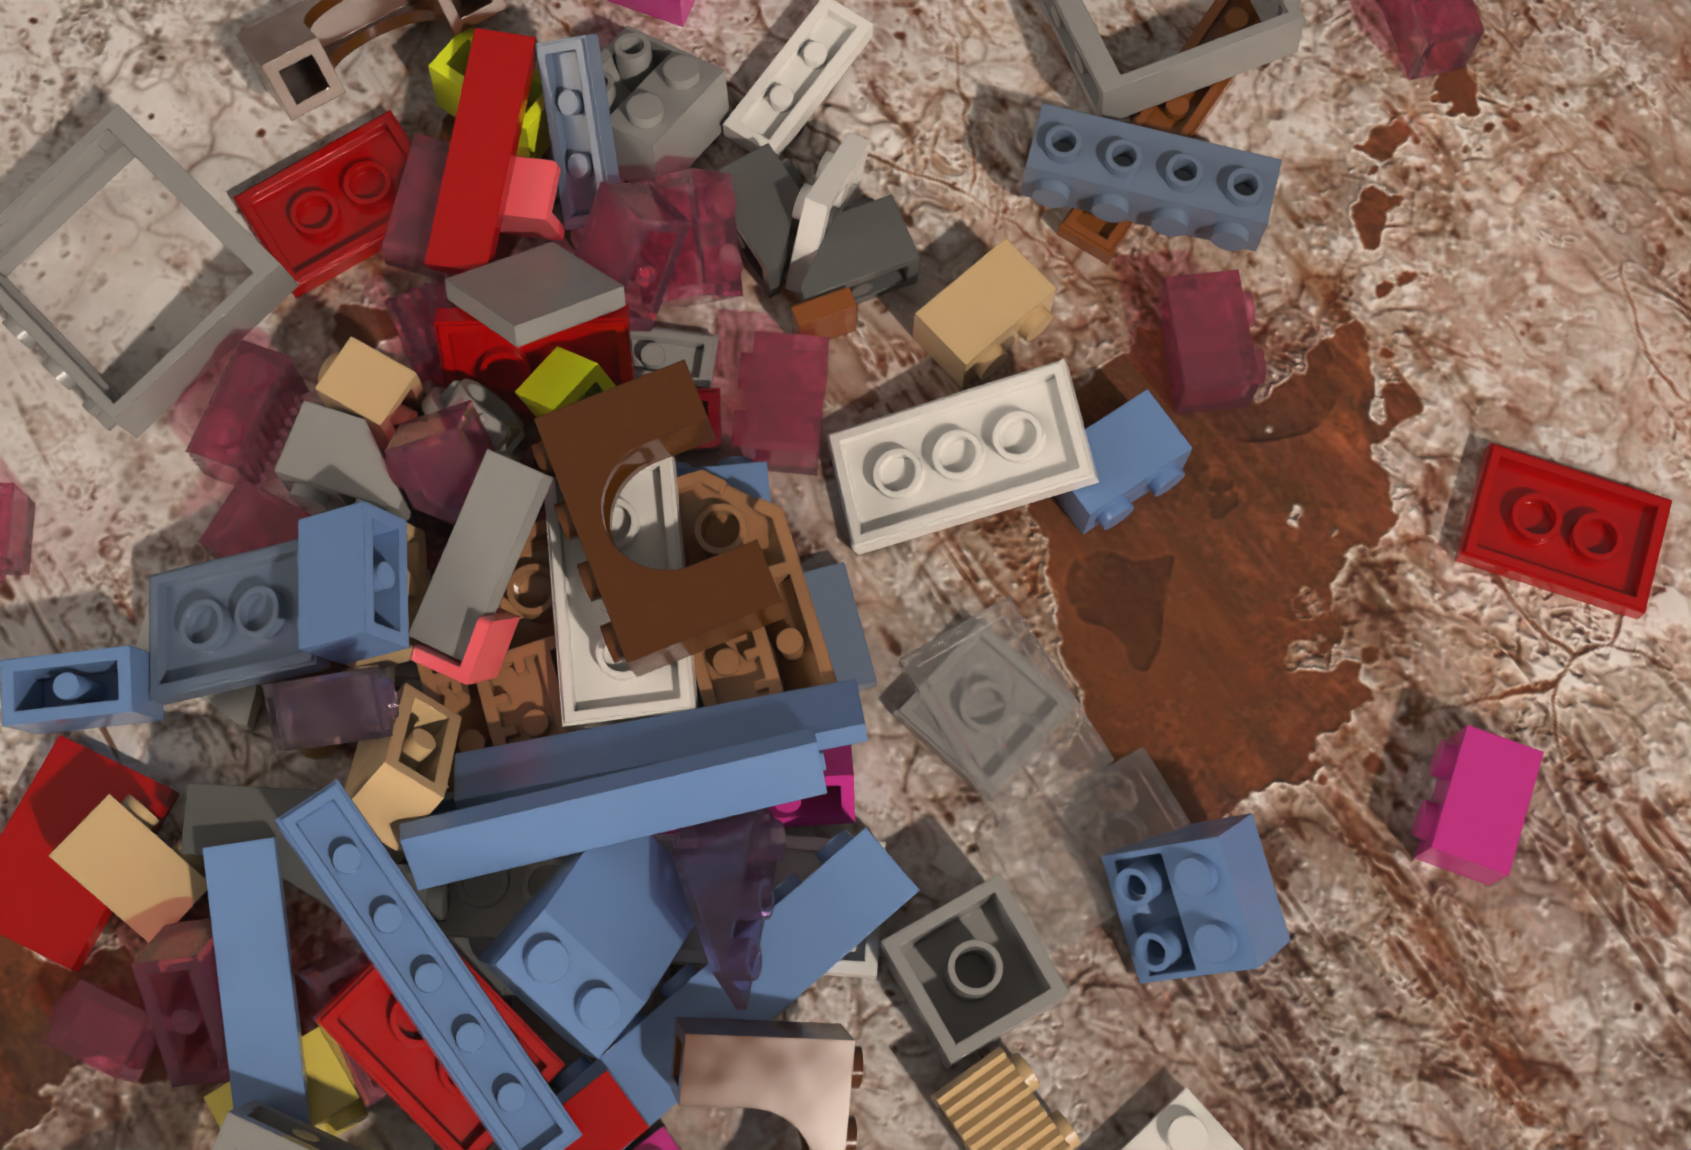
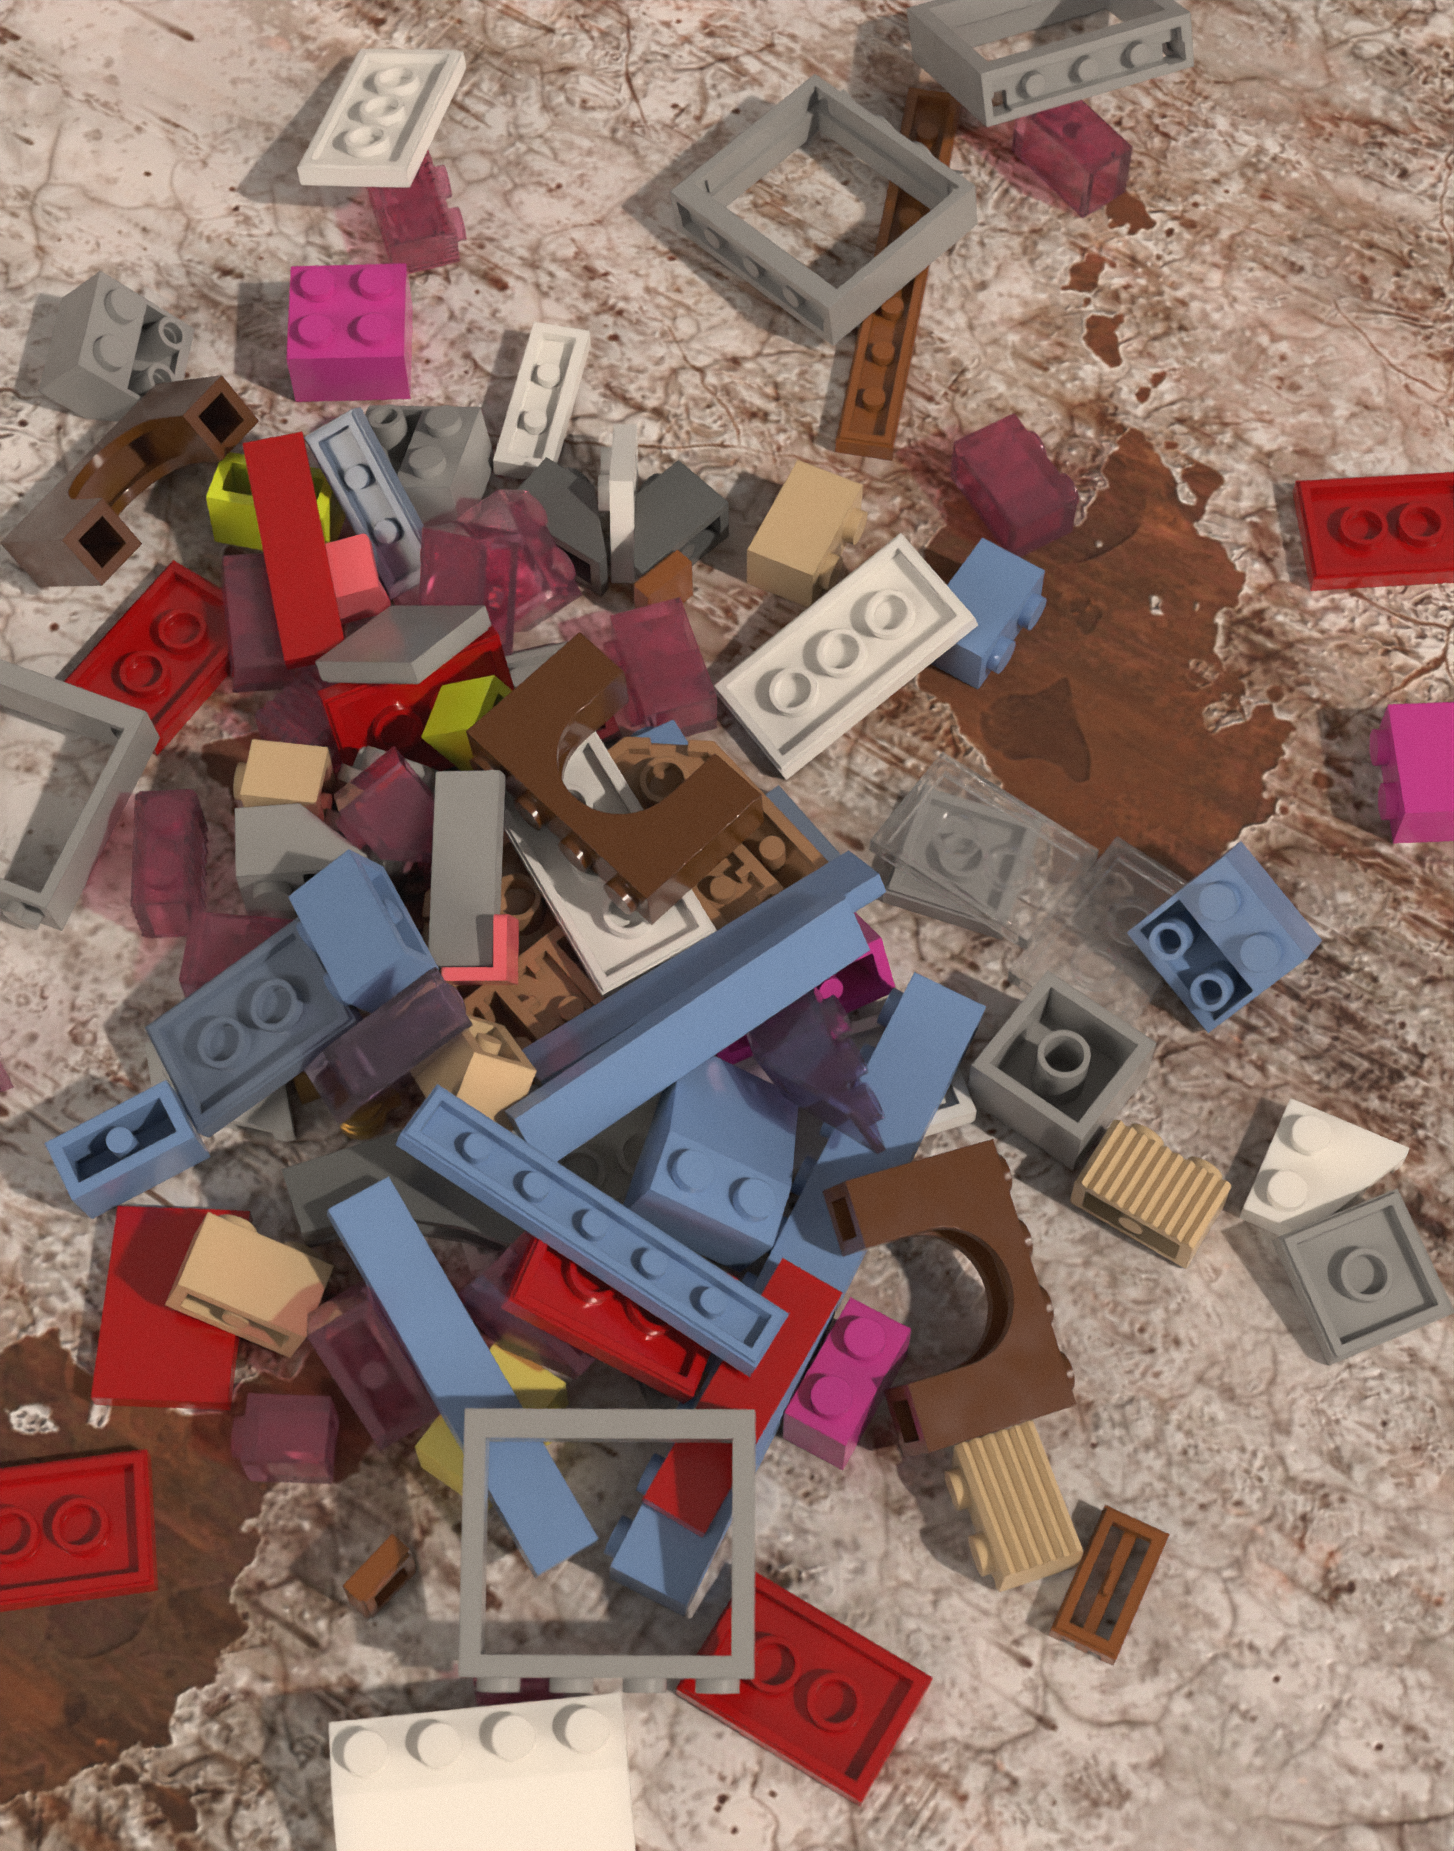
camera: 20 degrees left, 10 degrees down
(1150, 178) = (900, 367): sand blue brick -> none

